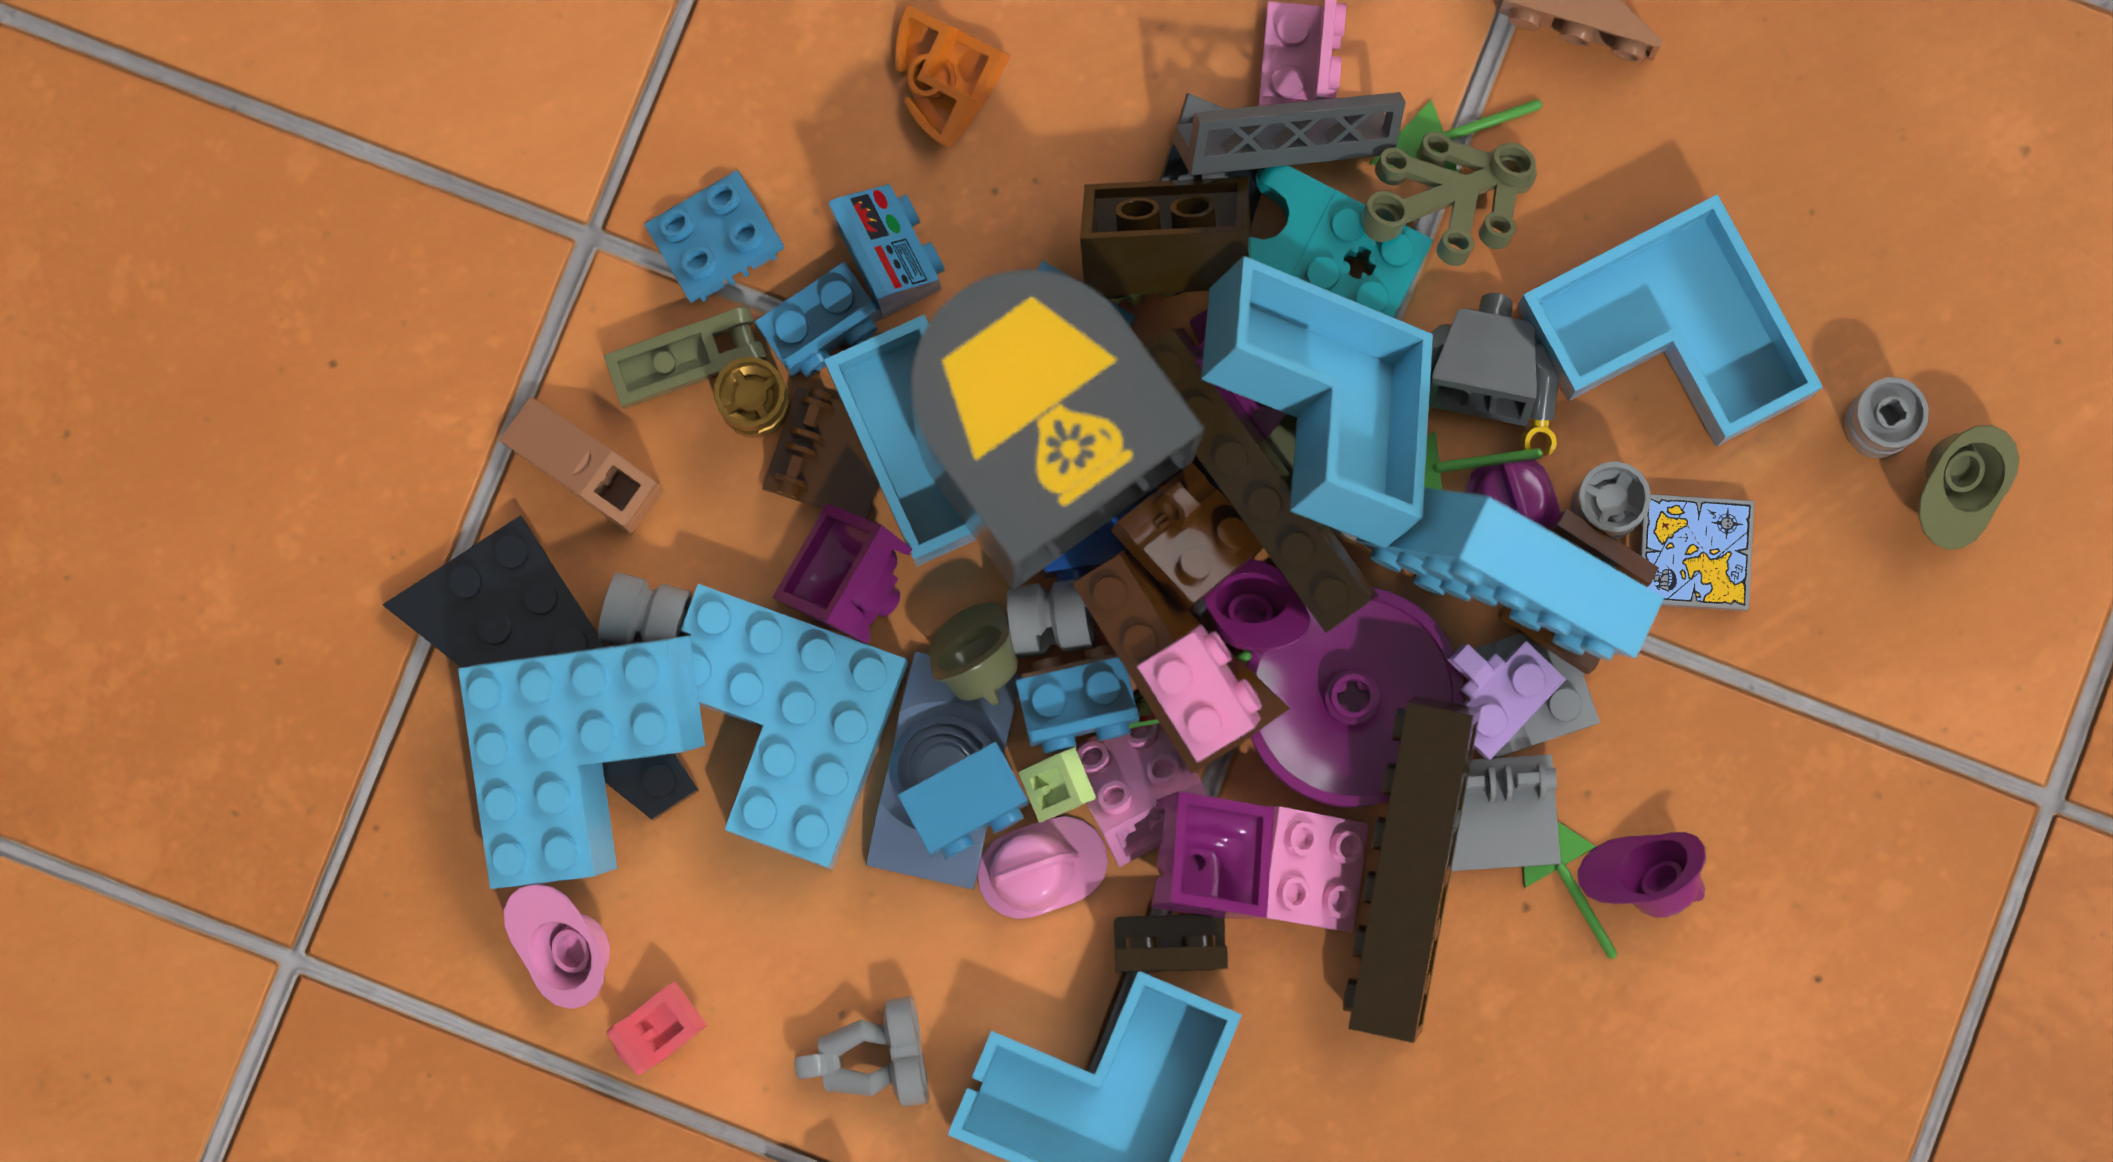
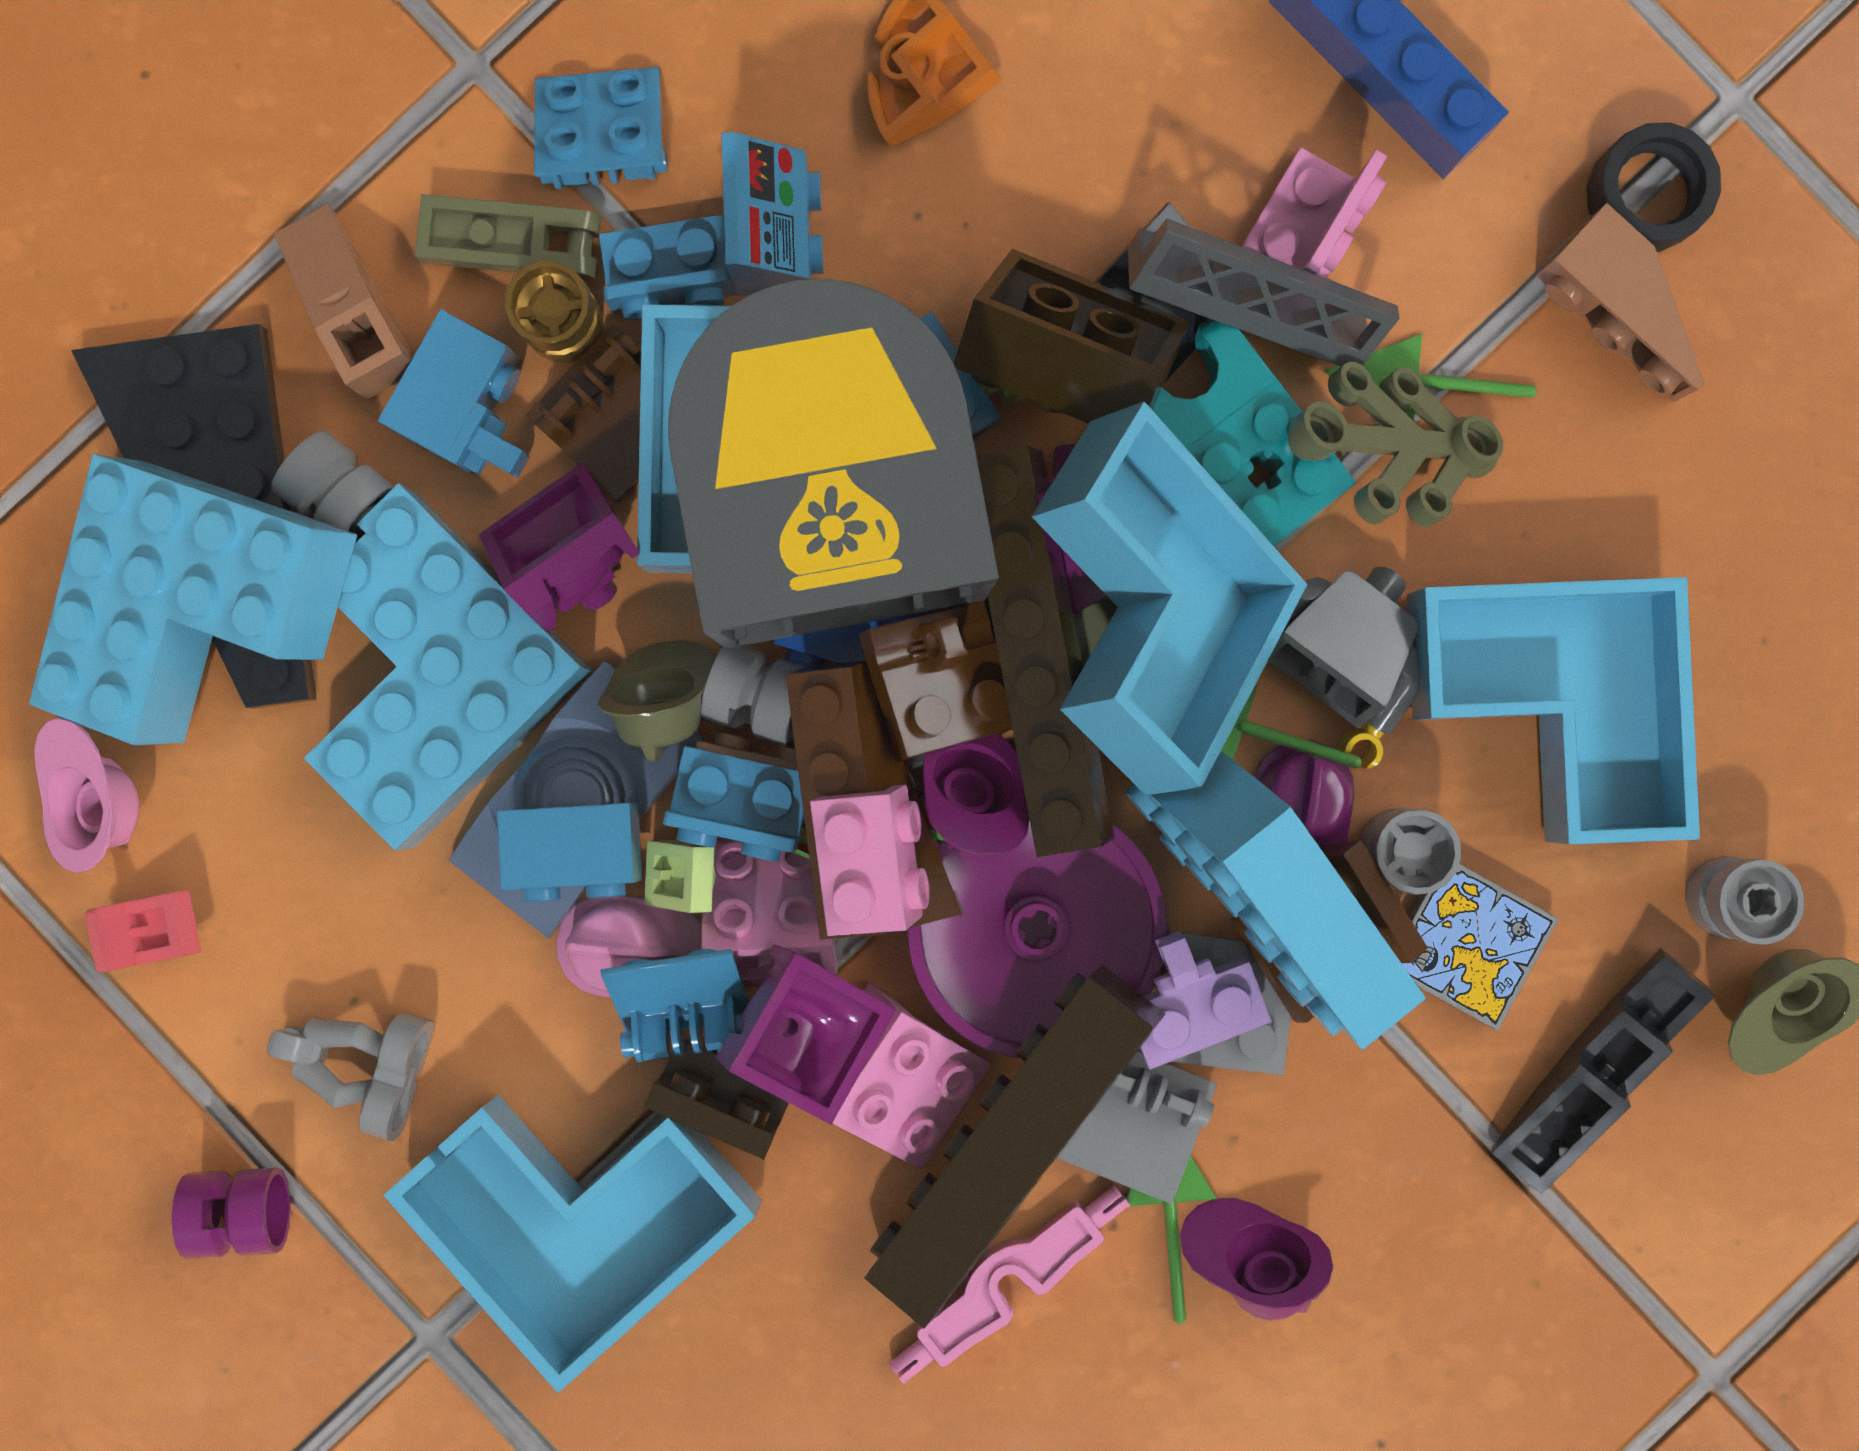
camera: 25 degrees right, 5 degrees up
(698, 501) = (451, 394): none -> dark azure hinge
(1099, 881) = (676, 996): none -> dark azure hinge
(1451, 1015) = (1035, 1259): none -> bright pink piece
(1844, 603) = (1600, 1071): none -> black slope

